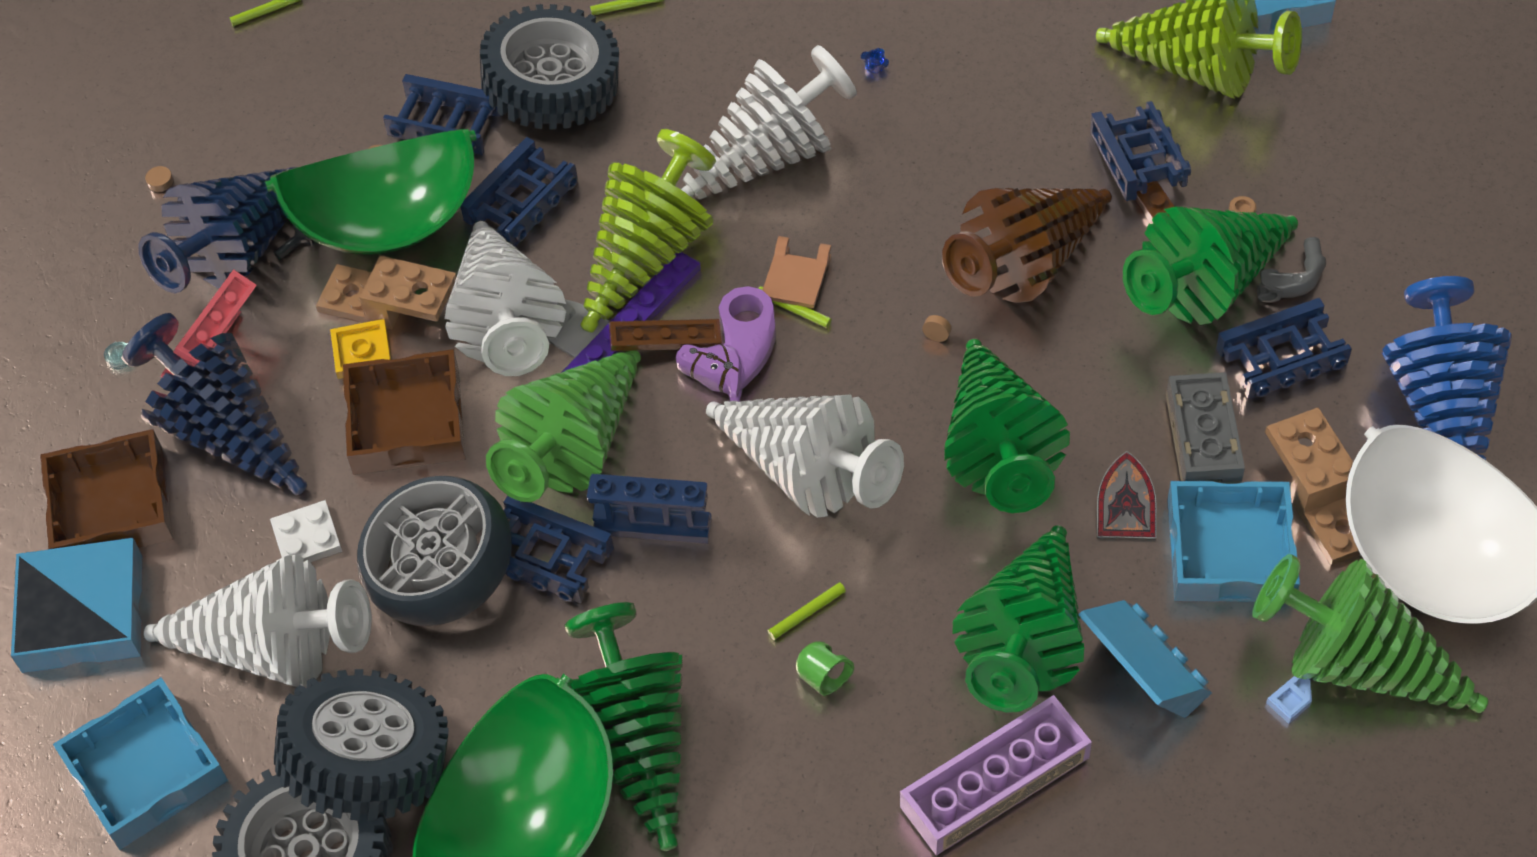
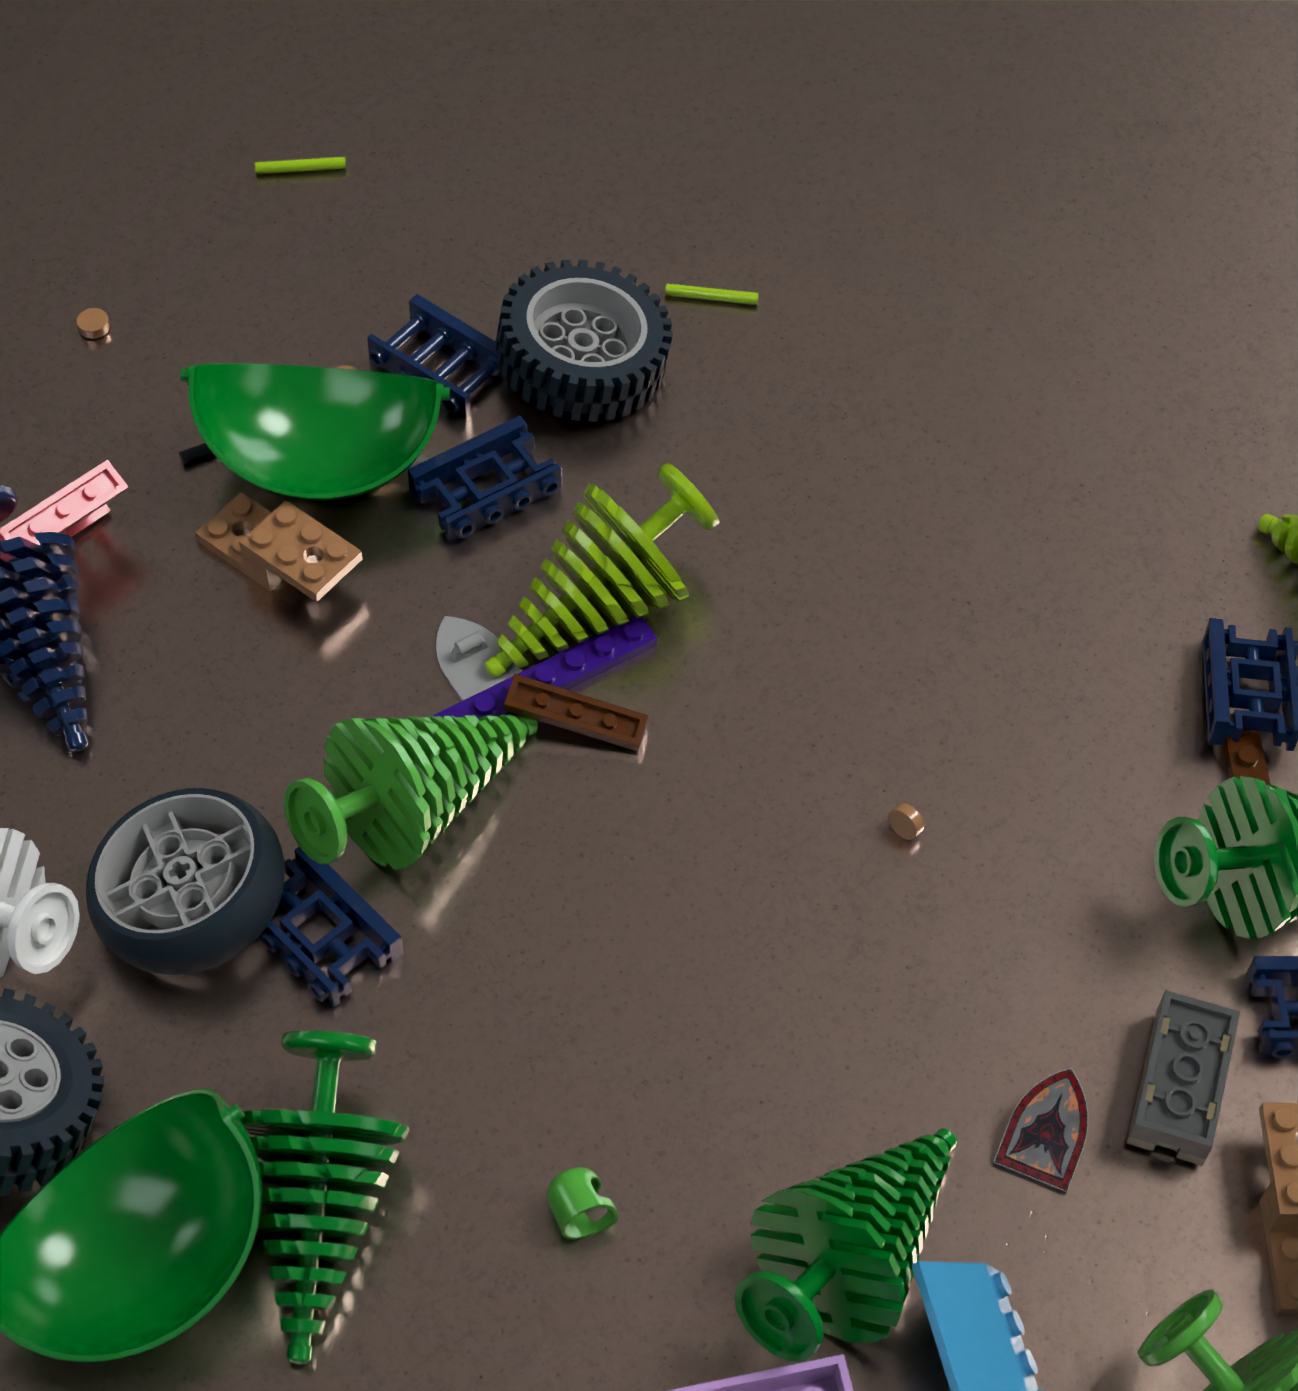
camera: 15 degrees right, 0 degrees up
(223, 222) = (127, 397): dark blue plant -> none
(307, 532) = (59, 804): white plate -> none
(359, 344) = (221, 602): yellow plate -> none
(403, 412) = (233, 697): reddish brown tile -> none
(503, 305) = (396, 610): white plant -> none
(650, 508) = (459, 922): dark blue fence -> none
(746, 345) = (663, 766): medium lavender animal -> none
(771, 123) = (822, 493): white plant -> none
(796, 278) = (762, 696): nougat flag -> none
(805, 312) = (746, 732): lime bar -> none
(806, 611) = (595, 1121): lime bar -> none
(815, 448) = (686, 923): white plant -> none
(874, 60) = (974, 461): clear blue plate -> none
(1003, 434) = (923, 988): green plant -> none
(1029, 234) = (1062, 743): reddish brown plant -> none
(1227, 538) = (1158, 1230): dark azure tile -> none

